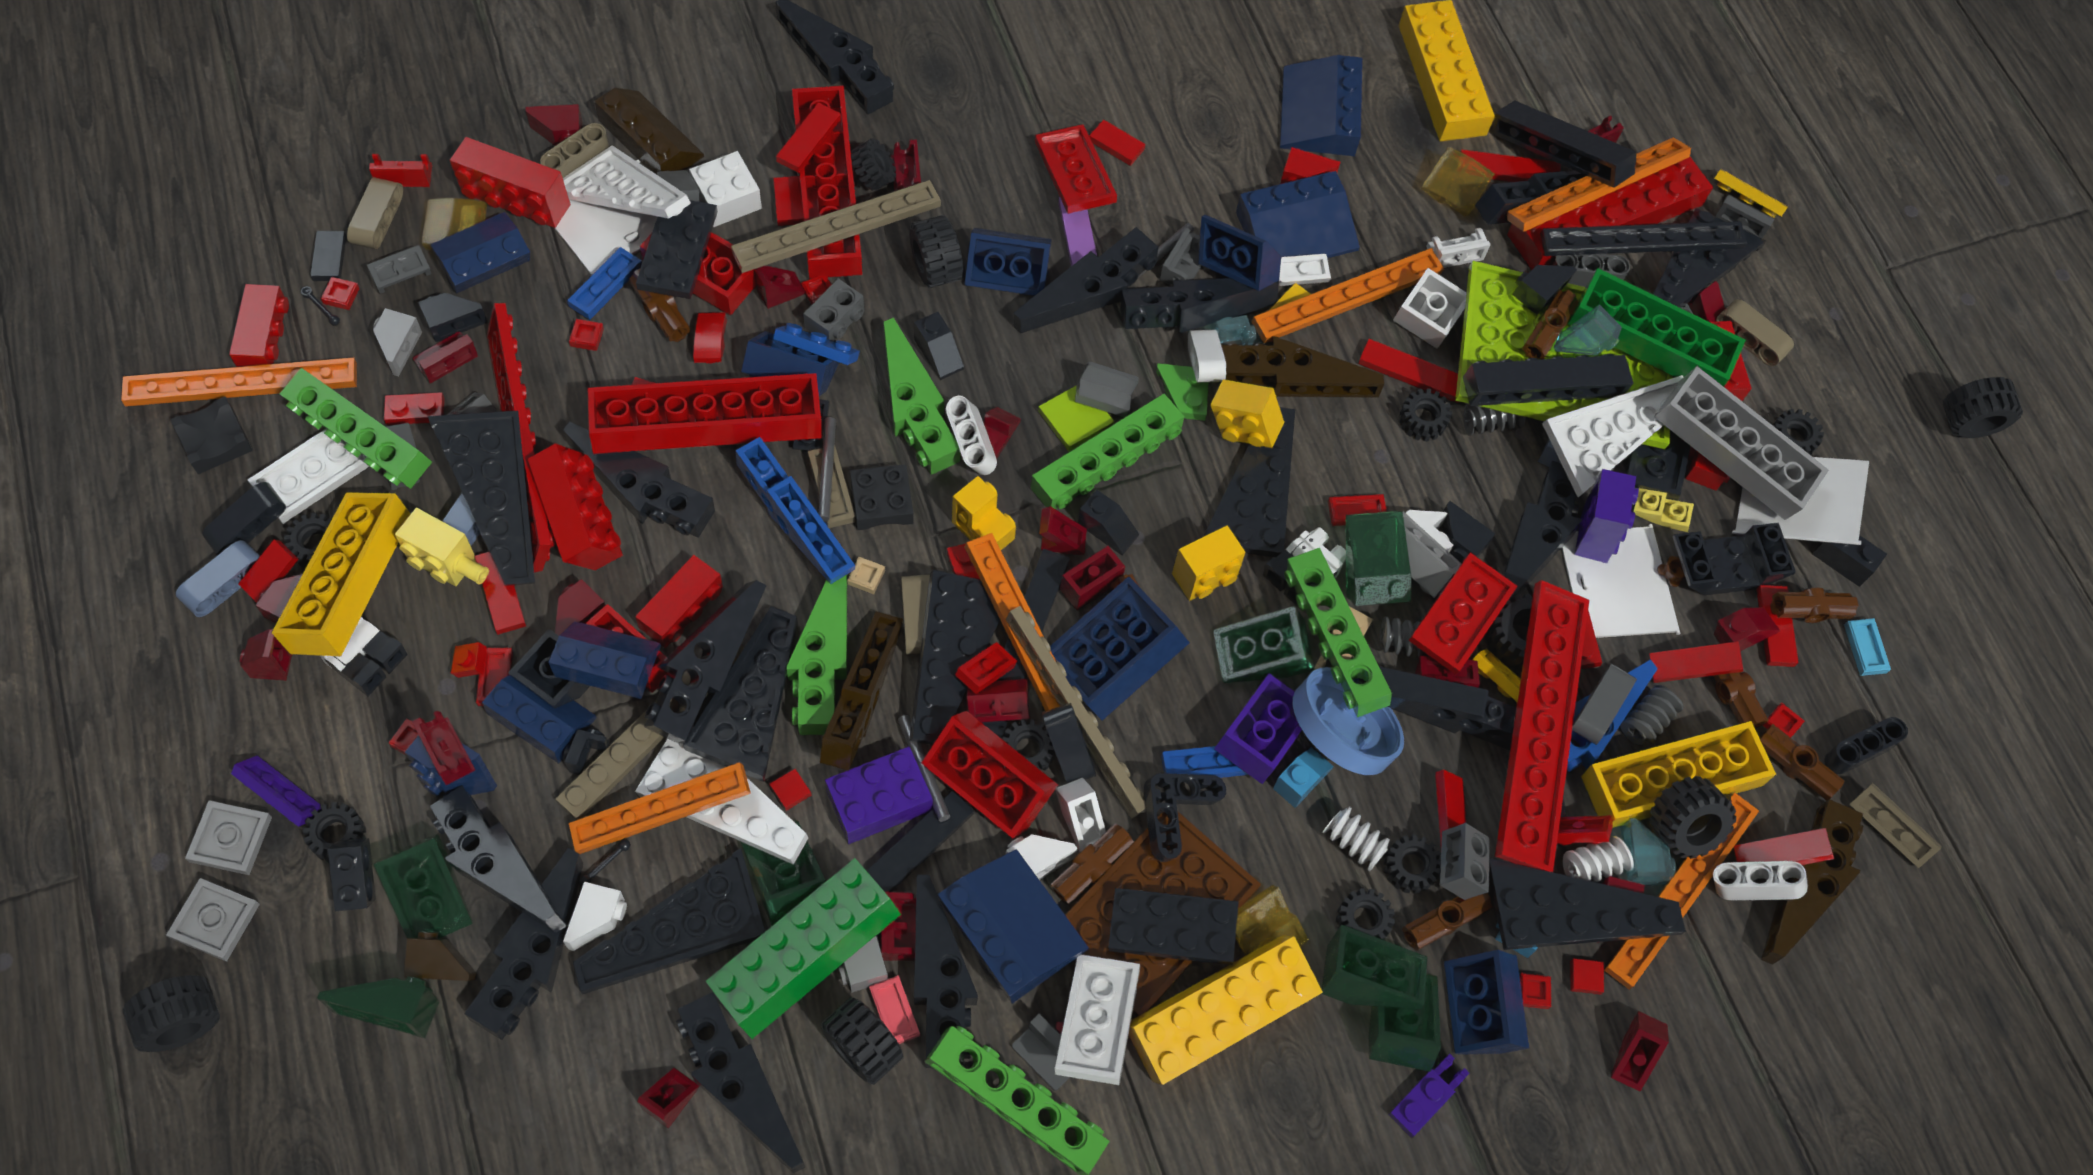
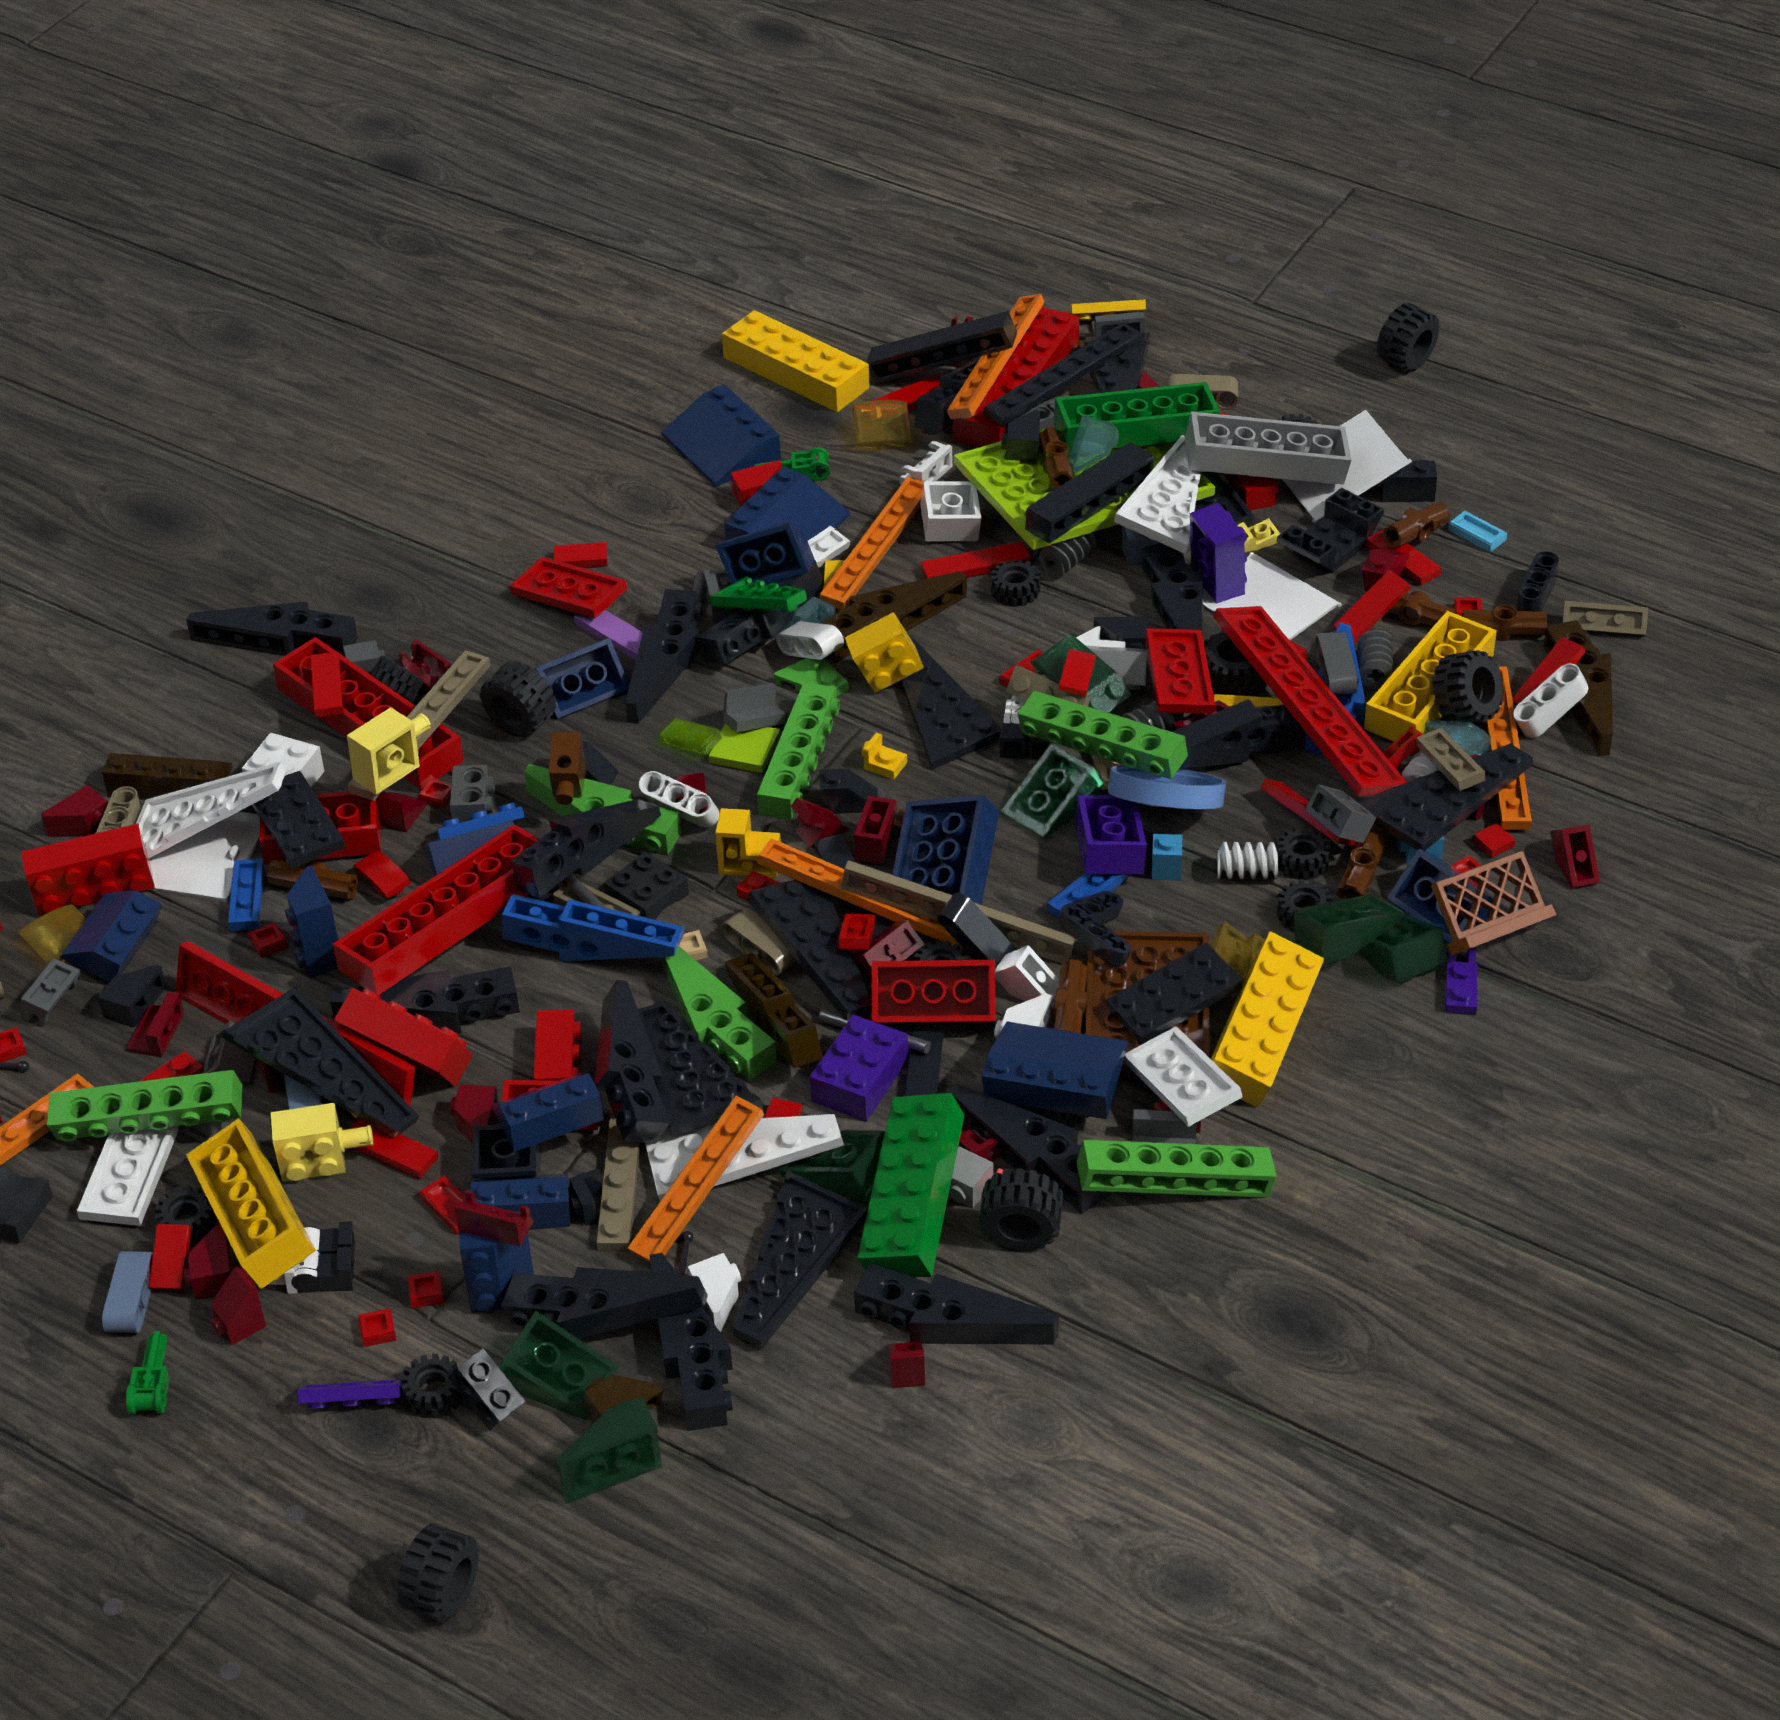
camera: 30 degrees left, 20 degrees down
(165, 669) = (151, 1381): none -> green connector
(213, 919) = (391, 1509): light grey plate -> none
(228, 837) = (342, 1450): light grey plate -> none
(245, 517) = (108, 1234): black beam -> none
(350, 745) = (377, 1327): none -> red tile
(397, 337) = (98, 1040): light grey slope -> none
(468, 660) = (417, 1204): red plate -> none
(605, 349) = (313, 925): none -> dark blue slope
(771, 238) = (385, 749): none -> light yellow brick
(788, 200) = (335, 746): red tile -> none
(848, 429) = (579, 844): none -> black brick
(868, 126) = (364, 654): none -> dark grey brick
(902, 348) = (567, 778): none -> reddish brown torso
(1041, 377) = (690, 736): none -> clear neon green plate
(1167, 509) = (882, 759): none -> yellow bracket
(1195, 288) = (758, 595): none -> green wing
(1208, 563) = (956, 762): yellow brick -> none
(1336, 550) = (1024, 682): none -> dark tan plate
(1361, 176) = (806, 463): none -> green connector
(1370, 556) = (1077, 672): none -> red slope
(1497, 1078) = (1493, 927): none -> dark orange fence
(1606, 882) = (1450, 759): none -> dark tan plate
(1666, 570) = (1298, 567): reddish brown plate -> none

